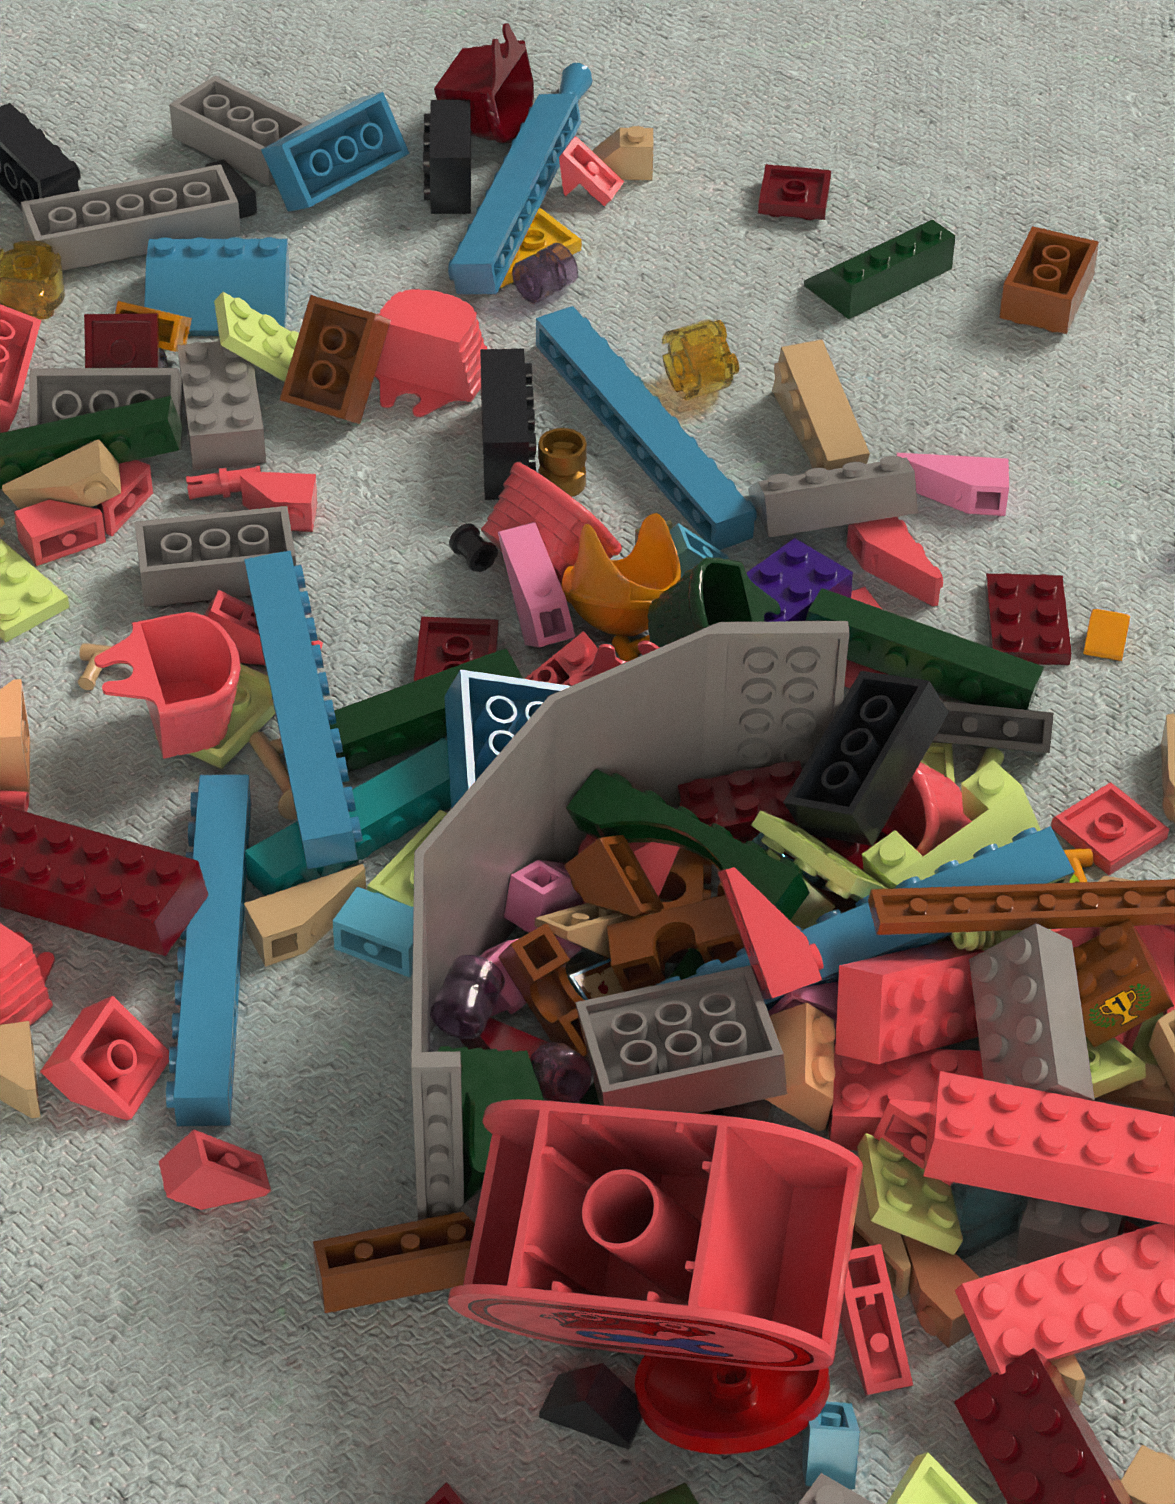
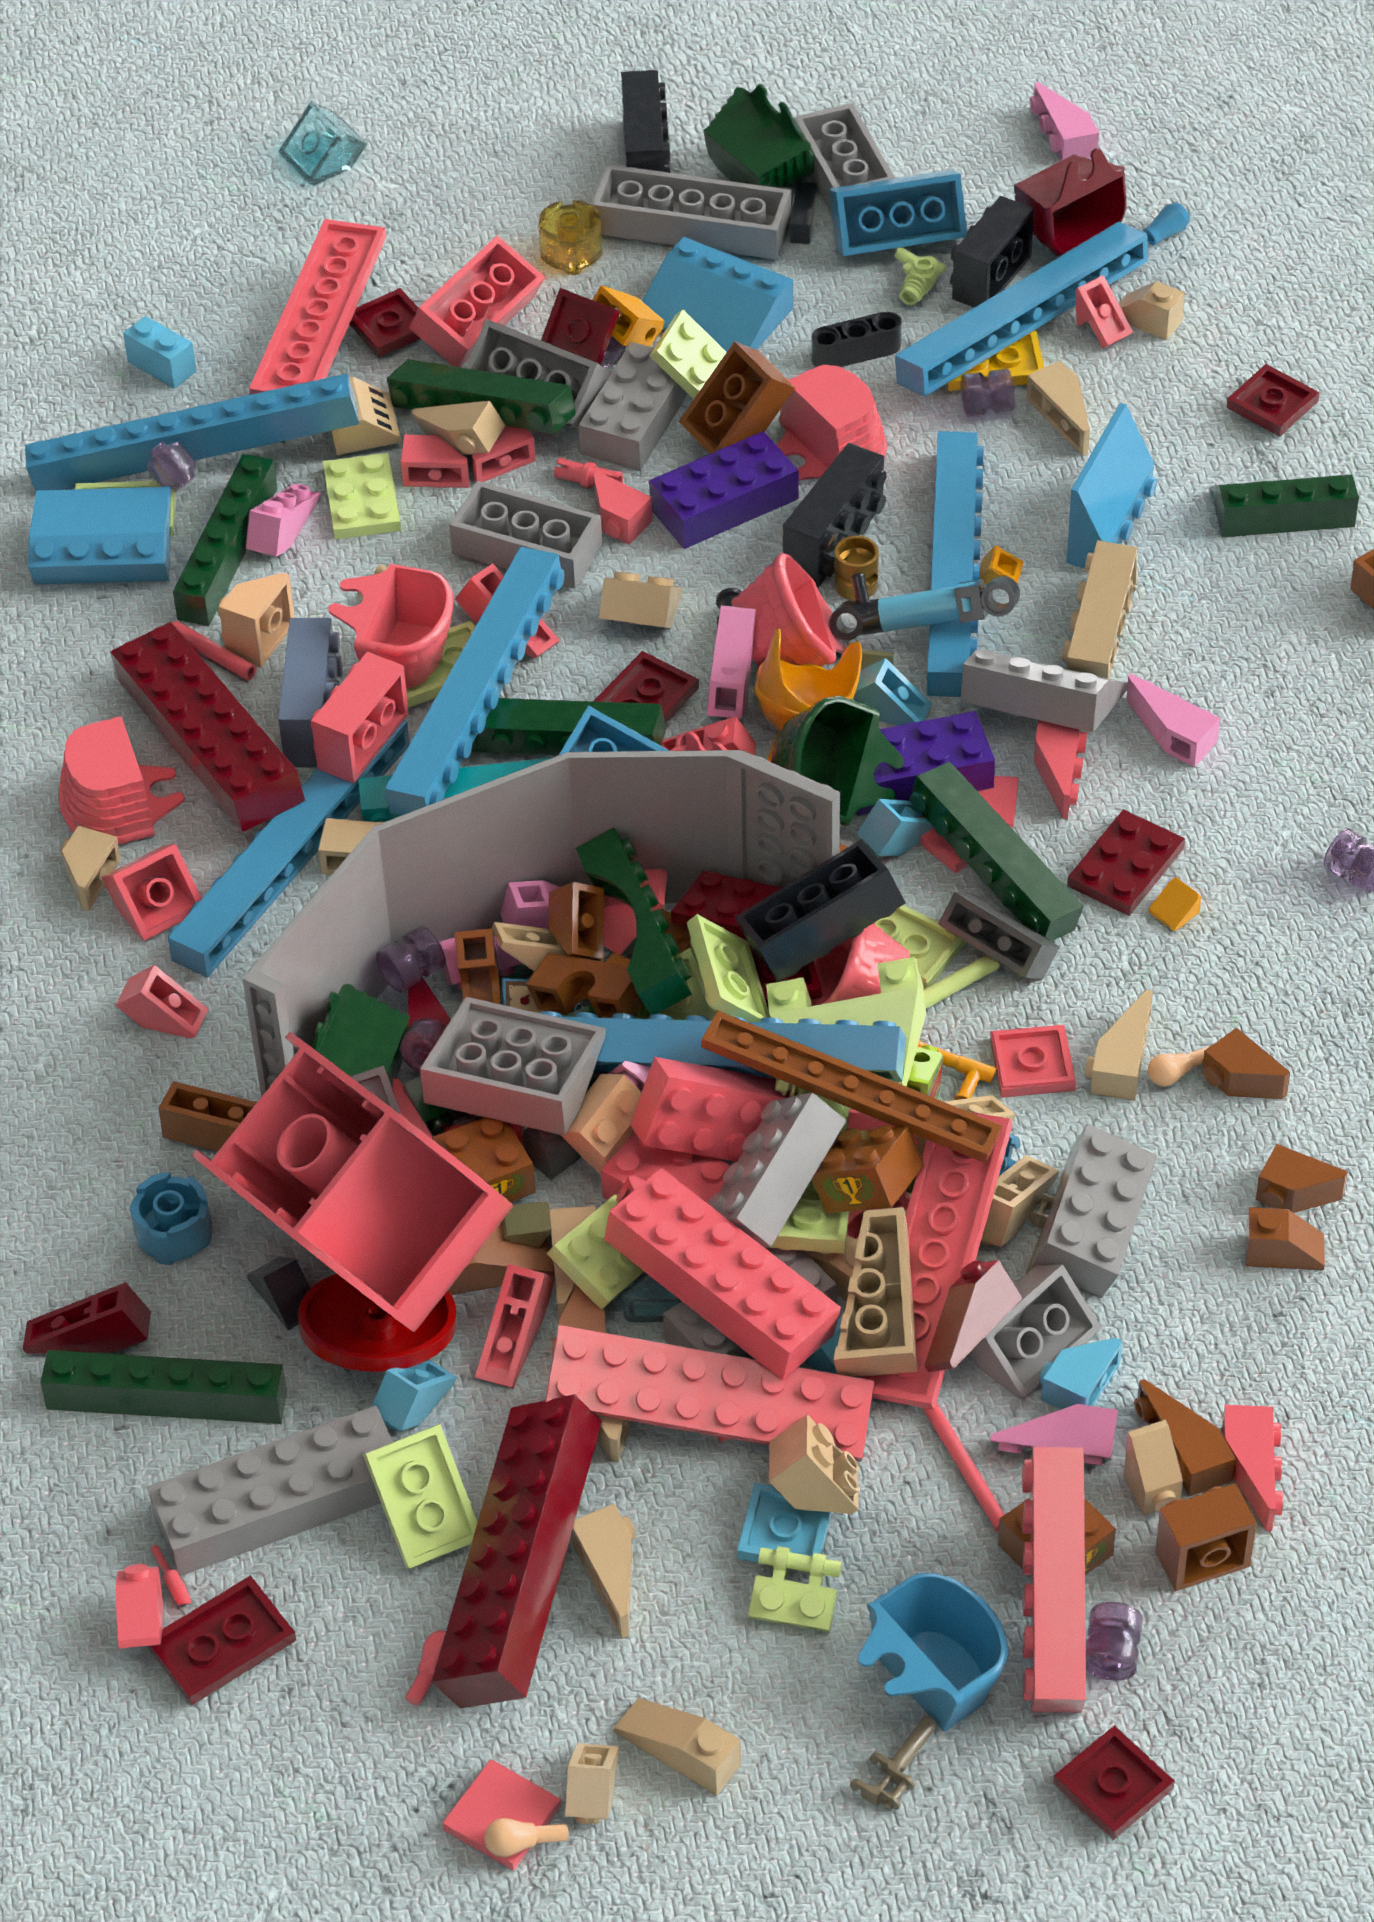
camera: 35 degrees right, 5 degrees up
(117, 782) = (306, 684): none -> sand blue brick
(155, 132) = (756, 142): none -> dark green piece
(214, 784) = (359, 717): none -> coral brick
(373, 444) = (724, 489): none -> dark purple brick
(378, 574) = (640, 602): none -> tan slope
(382, 273) = (856, 340): none -> black beam
(392, 201) = (920, 276): none -> yellowish green piece
(412, 38) = (1065, 124): none -> bright pink slope
(419, 1390) = (171, 1217): none -> dark azure brick
(621, 259) = (1059, 398): none -> tan slope
(688, 414) = (1000, 563): none -> light orange slope
(699, 358) = (1039, 522): clear yellow brick -> none
(709, 444) = (963, 602): none -> piece
(740, 308) = (1110, 488): none -> dark azure slope
(773, 944) = (621, 1020): coral slope -> none

